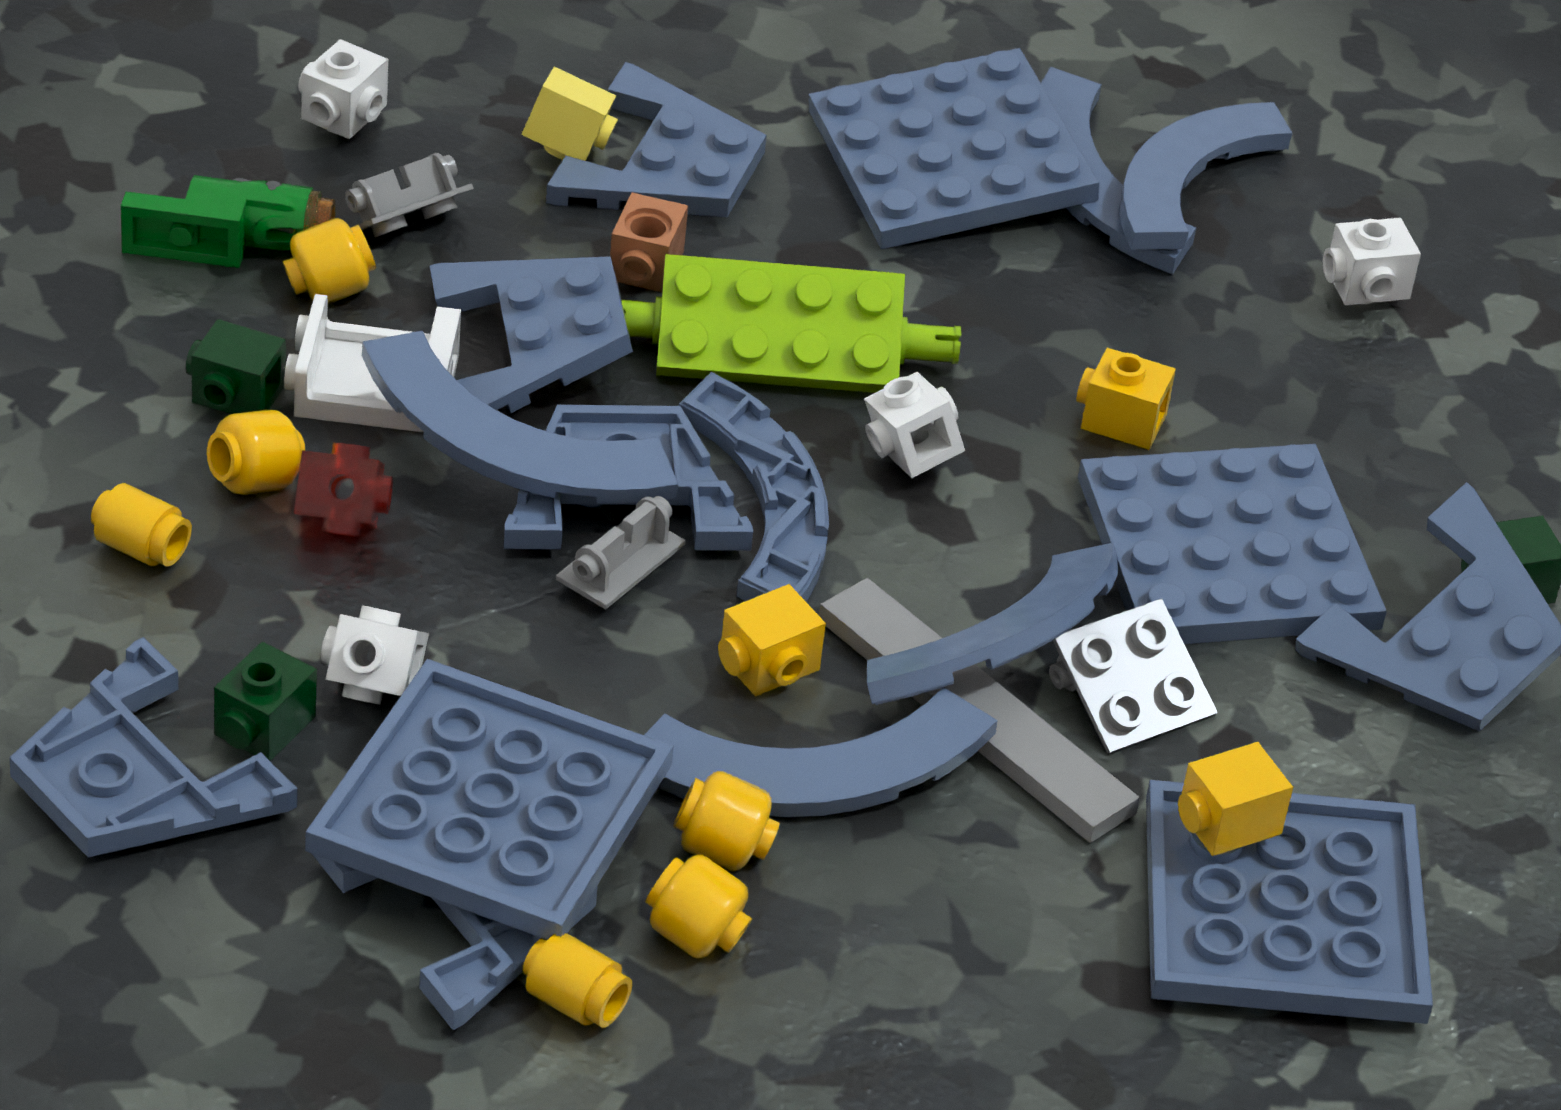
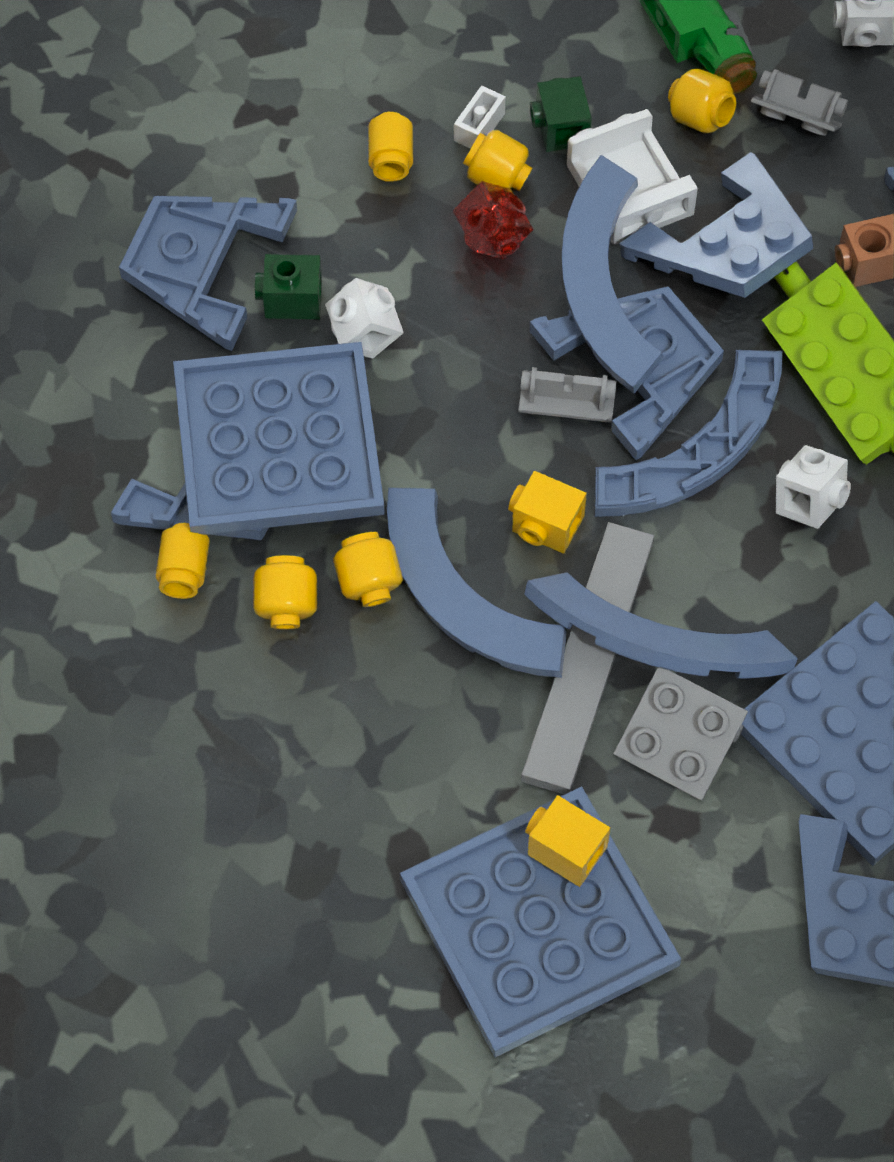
camera: 65 degrees right, 20 degrees up
(169, 442) = (479, 116): none -> white piece

